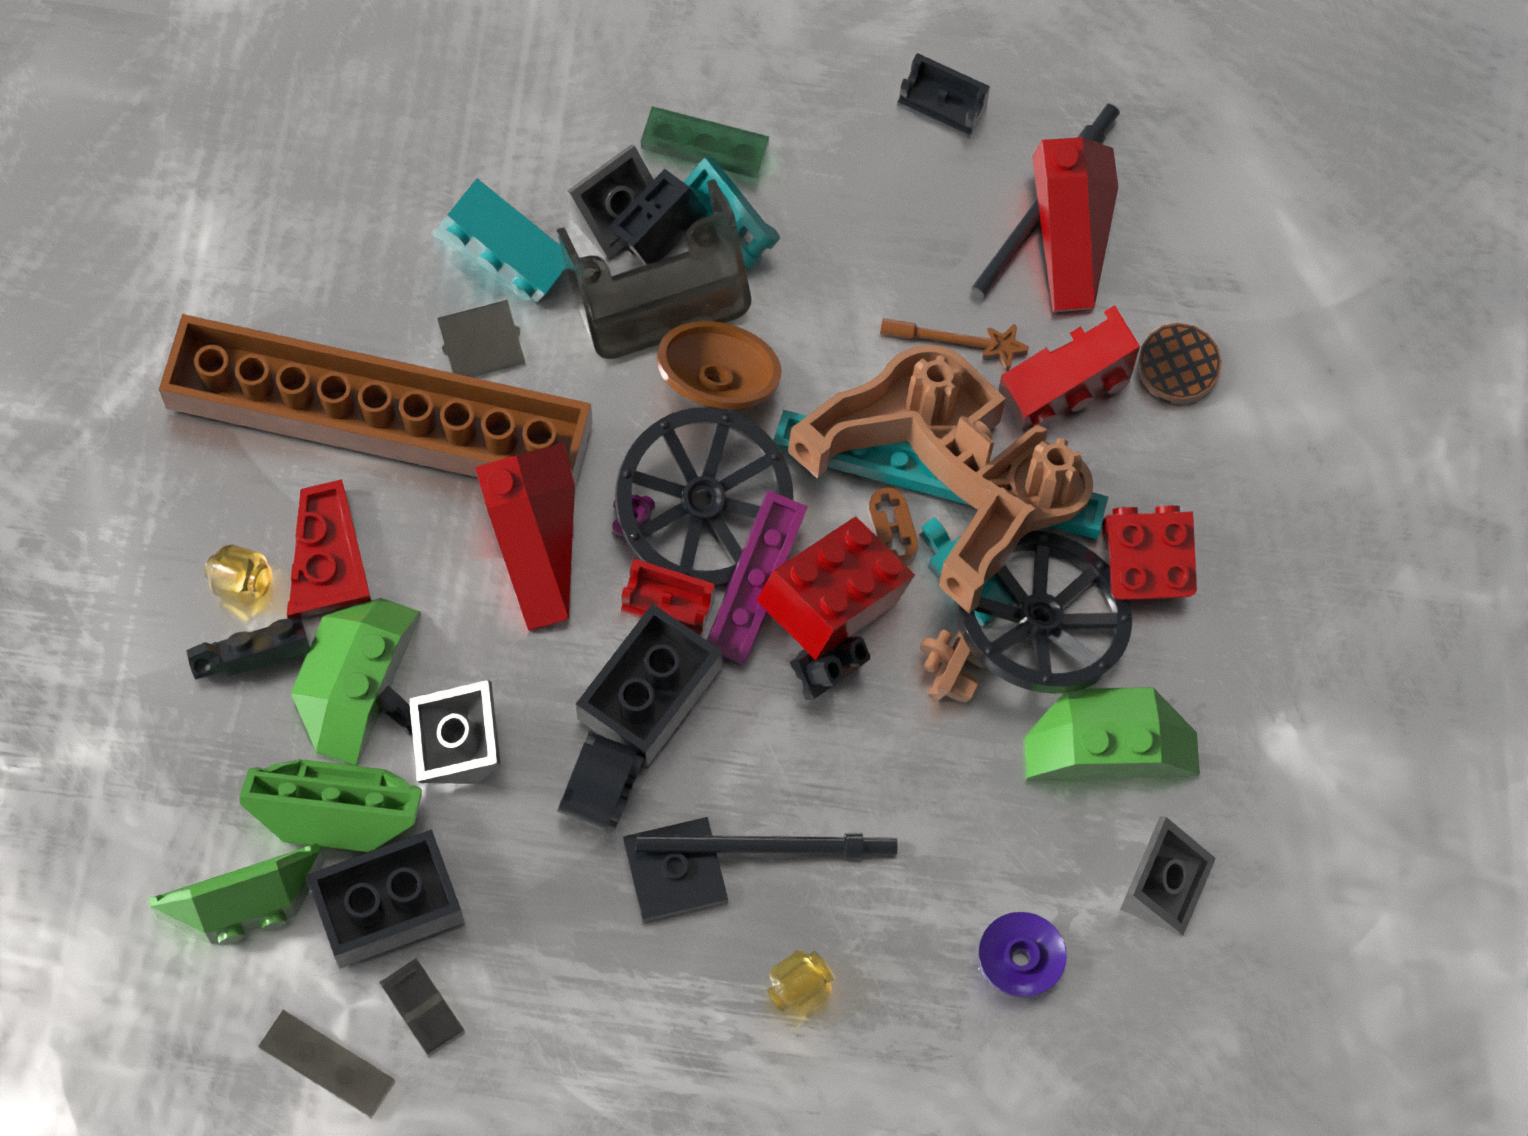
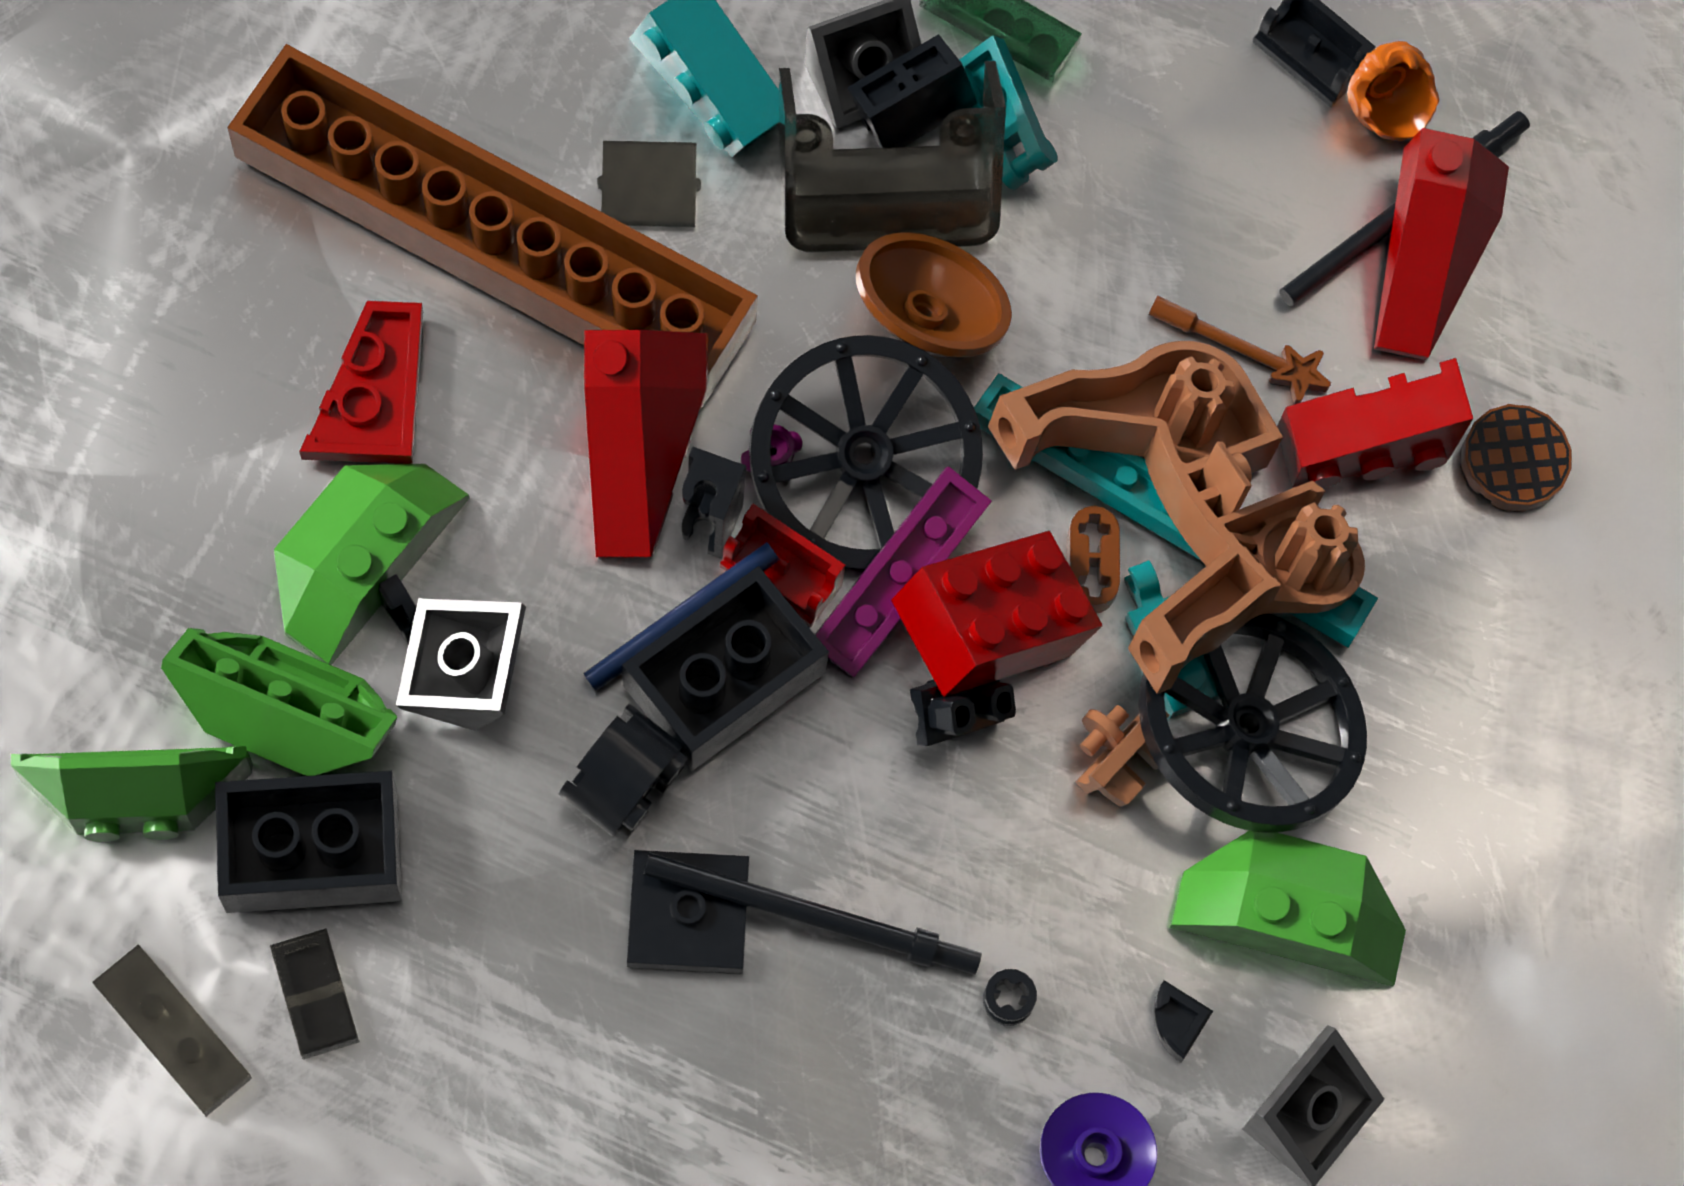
camera: 10 degrees right, 0 degrees up
(238, 574) = (256, 384): clear yellow head -> none
(249, 649) = (240, 480): black hinge -> none
(567, 702) = (611, 665): none -> dark blue bar
(602, 560) = (713, 494): none -> black hinge
(800, 982) = (803, 1102): clear yellow head -> none
(924, 850) = (1012, 980): none -> black bush
(1013, 115) = (1394, 91): none -> orange hair
(1052, 844) = (1178, 1019): none -> black tile
(1151, 553) = (1412, 685): red bracket -> none

